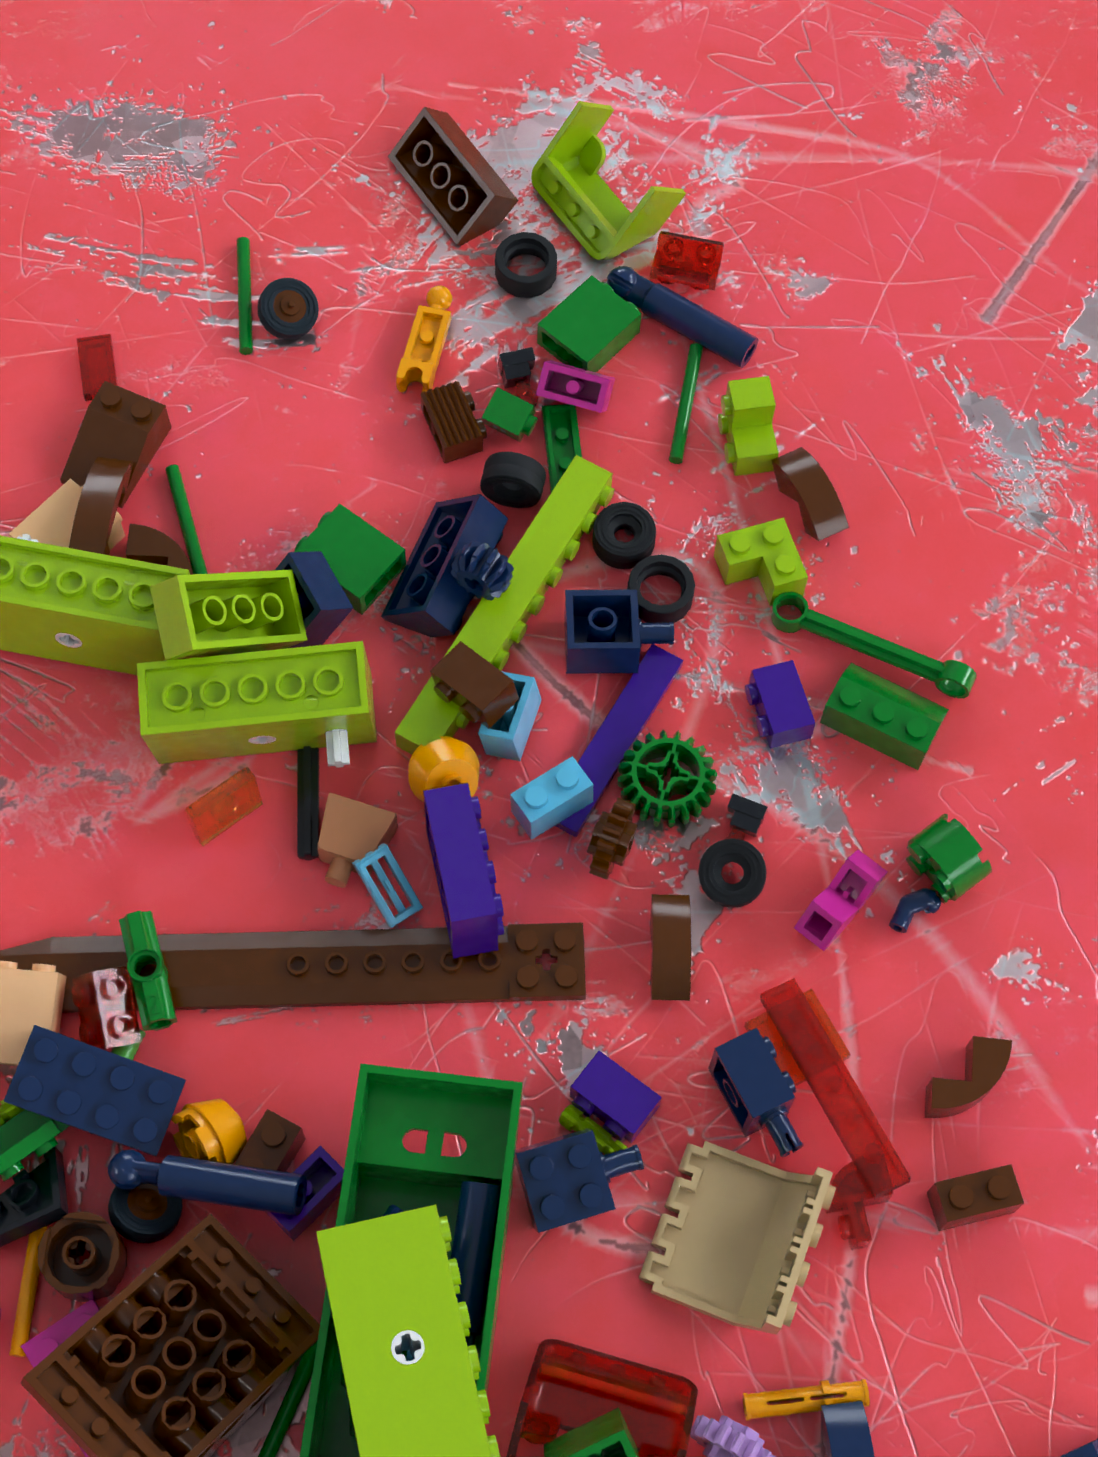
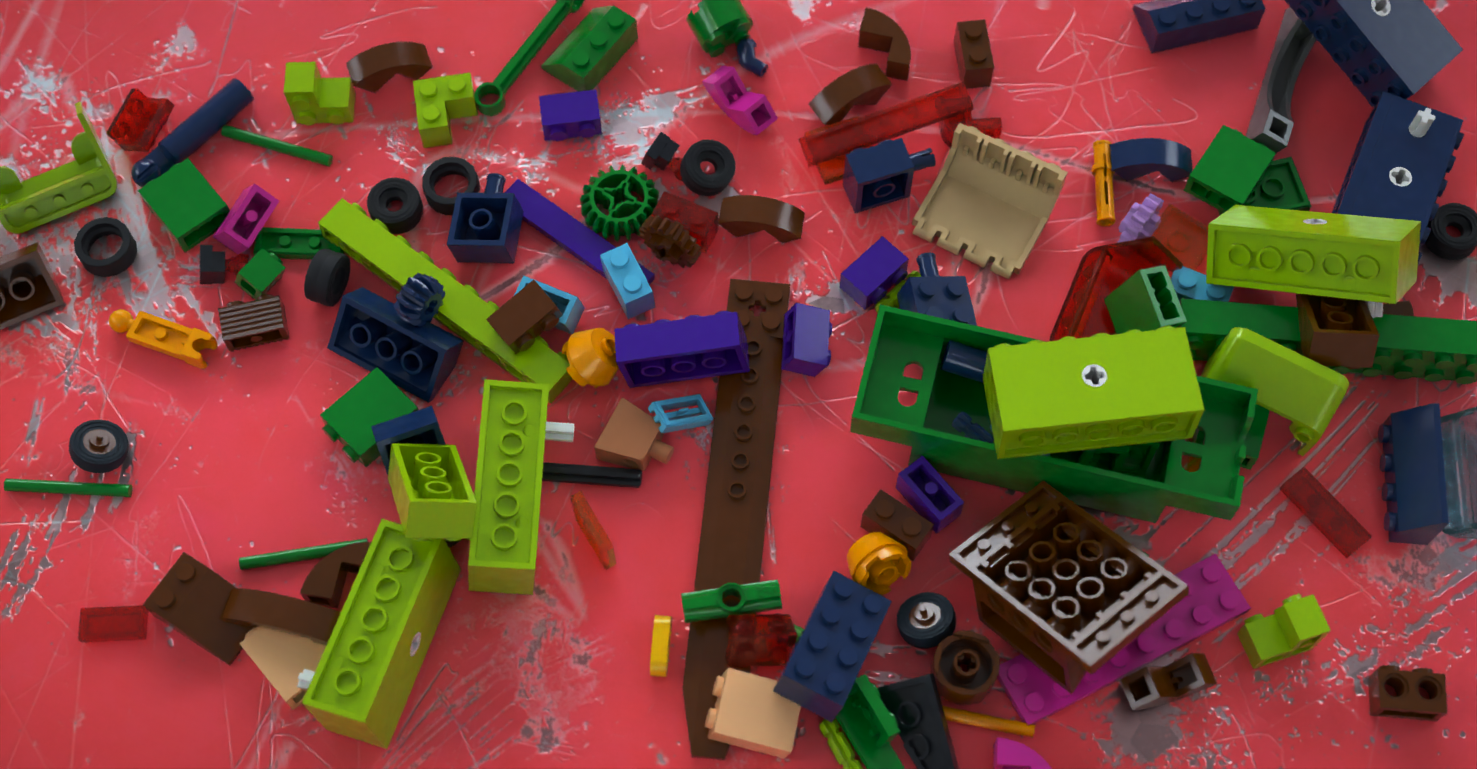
camera: 80 degrees left, 0 degrees up
(98, 904) = (660, 645): none -> yellow beam
(212, 1182) = (922, 553): dark blue piece -> none
(505, 1022) = (806, 339): none -> dark purple brick
(650, 856) = (698, 220): none -> clear red brick
(880, 1037) = (857, 87): none -> reddish brown brick

